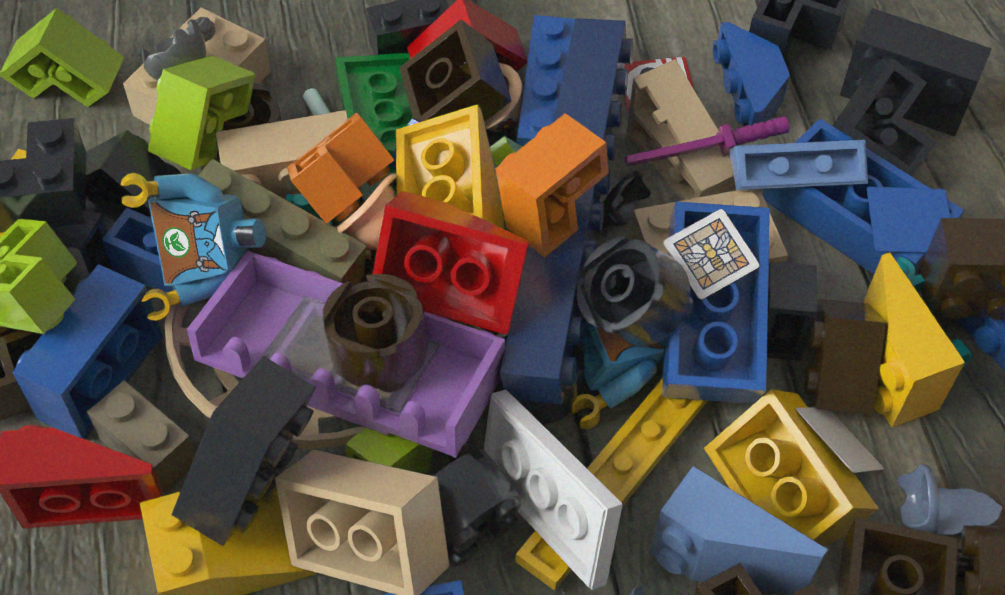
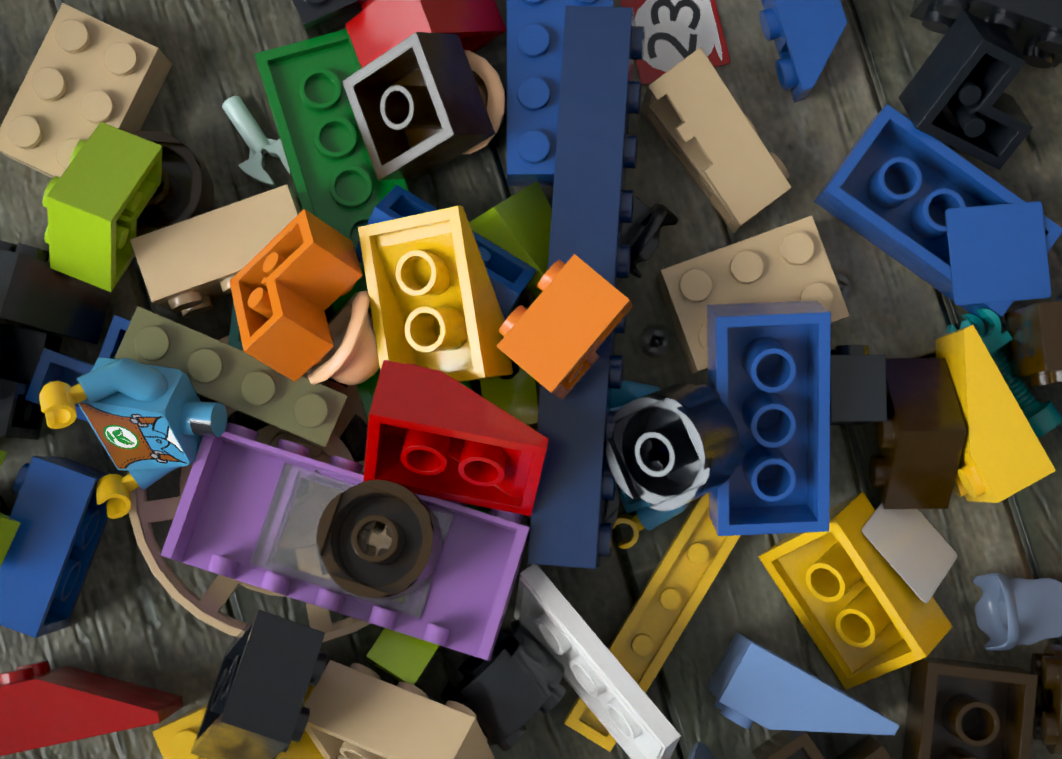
camera: 10 degrees left, 30 degrees up
(142, 431) = (133, 632): dark tan brick -> none
(181, 48) = (55, 111): dark grey hair -> none
(711, 253) = (761, 379): sticker -> none
(724, 138) = (769, 158): magenta sword -> none
(799, 165) = (862, 188): medium blue slope -> none

